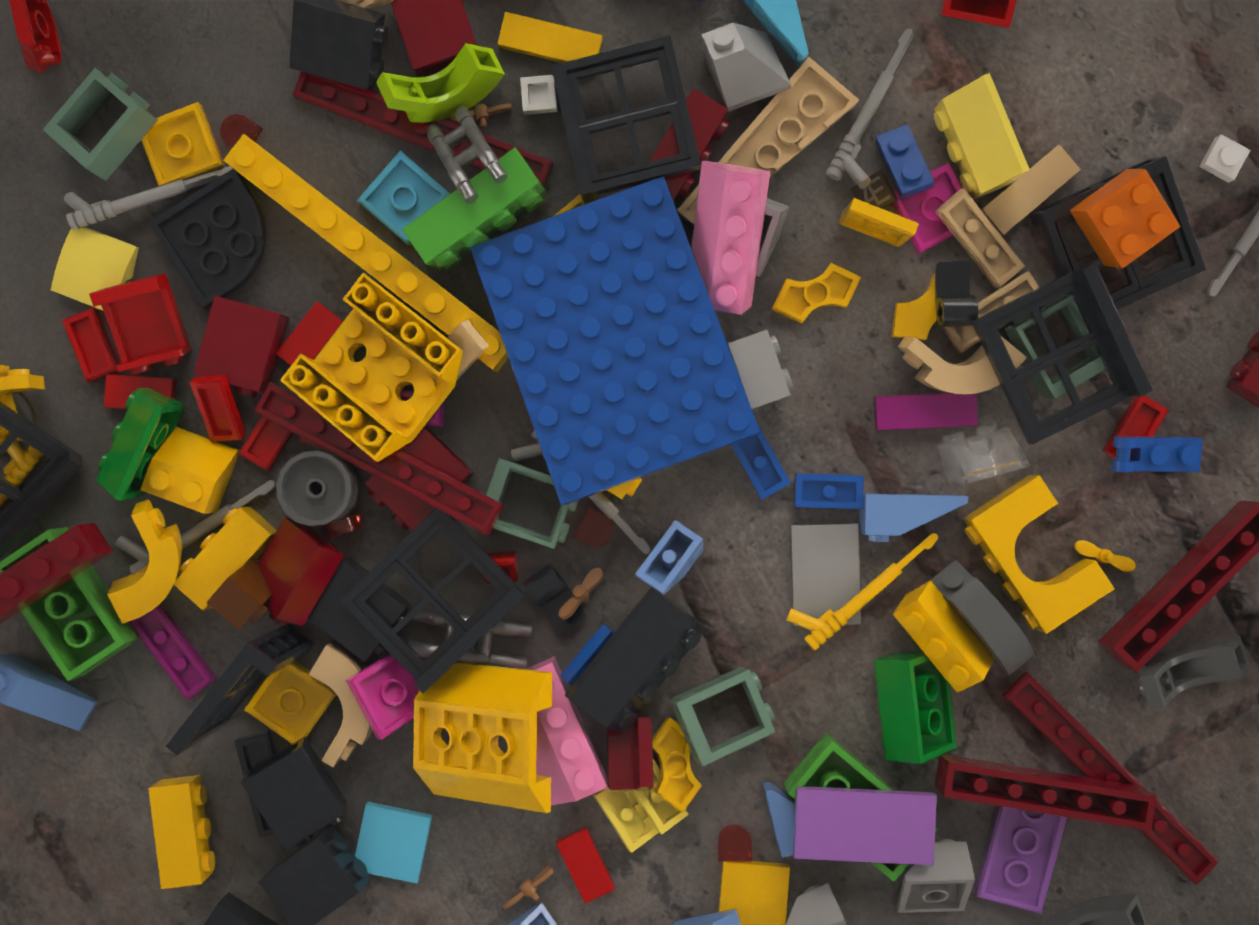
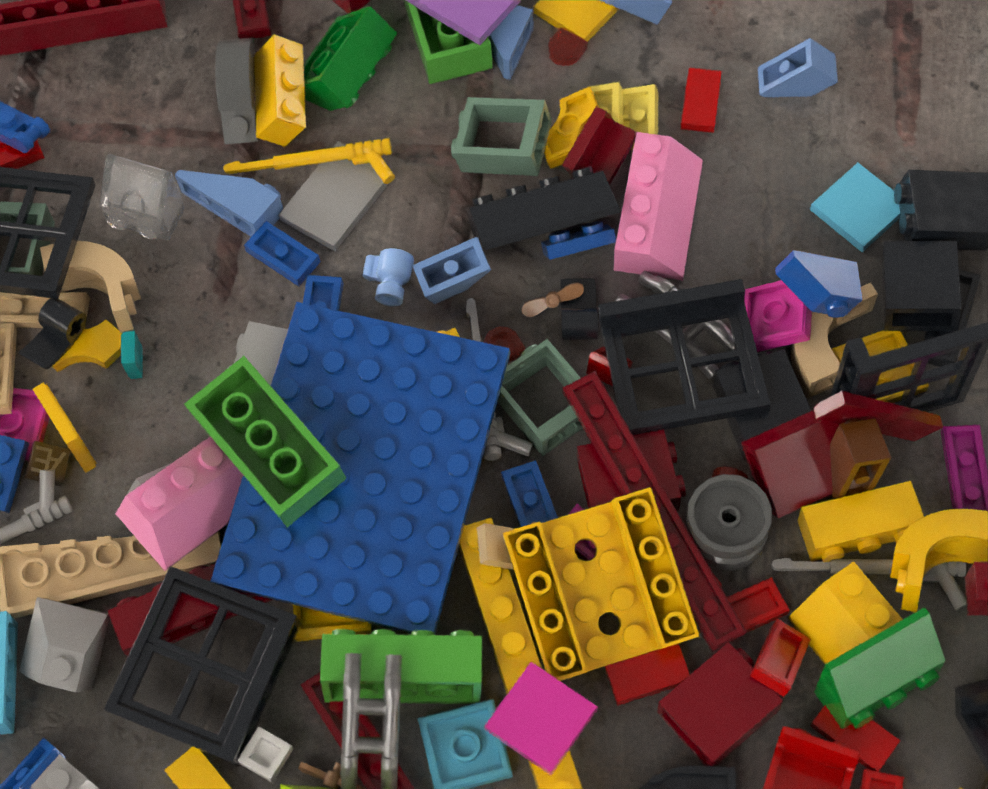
camera: 140 degrees left, 25 degrees down
(259, 626) = (891, 418): none -> dark red tile
(346, 236) = (541, 718): none -> dark pink tile
(357, 733) = (822, 282): none -> blue slope
(475, 709) = (704, 241): yellow slope -> none
(482, 412) = (528, 494): none -> blue plate
(529, 887) = (761, 109): medium nougat piece -> none
(687, 291) = (265, 441): none -> bright green brick
(726, 533) = (393, 270): none -> light blue piece
(802, 297) = (148, 413): yellow tile -> none
(879, 323) = (132, 354): none -> teal tile
(925, 411) = (158, 268): magenta tile -> none
(996, 530) = (172, 70): yellow arch -> none
(1104, 556) = (110, 82): yellow piece -> none

